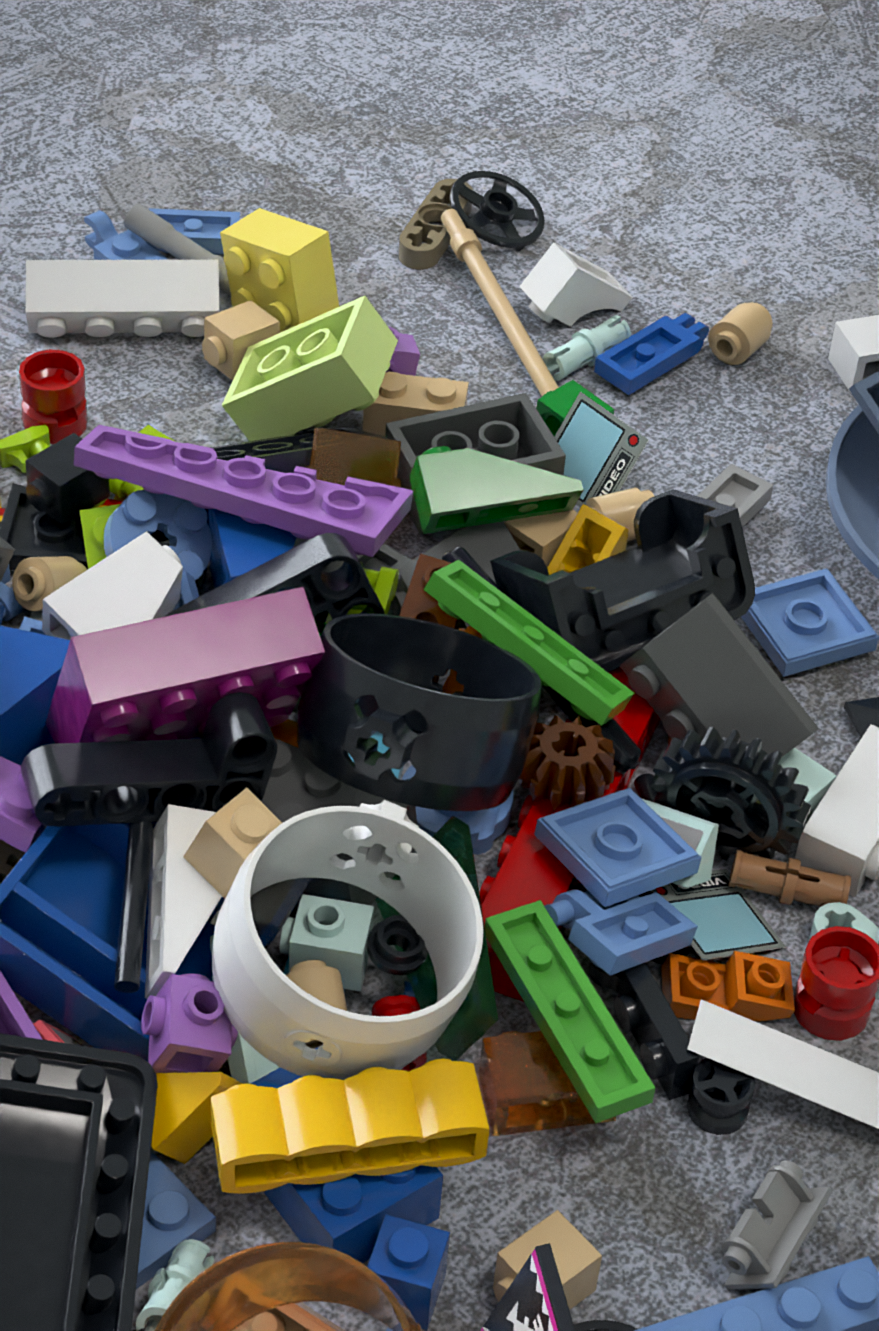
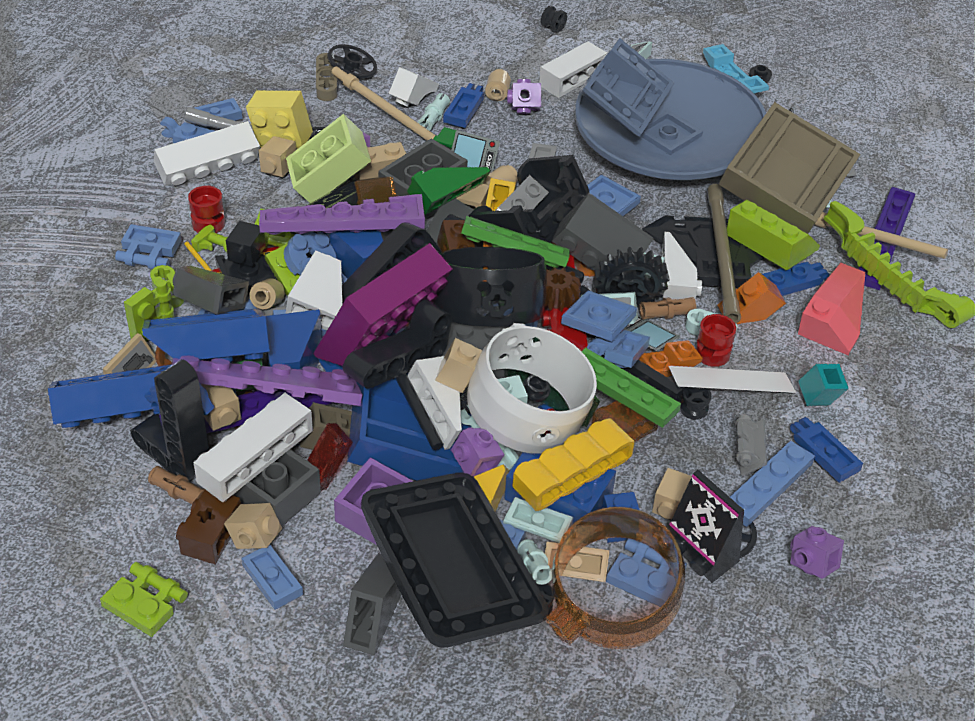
camera: 25 degrees left, 0 degrees up
(240, 1218) = (543, 523): none -> light aqua slope
(618, 563) = (527, 195): none -> light grey hinge
(787, 378) = (530, 90): none -> brick

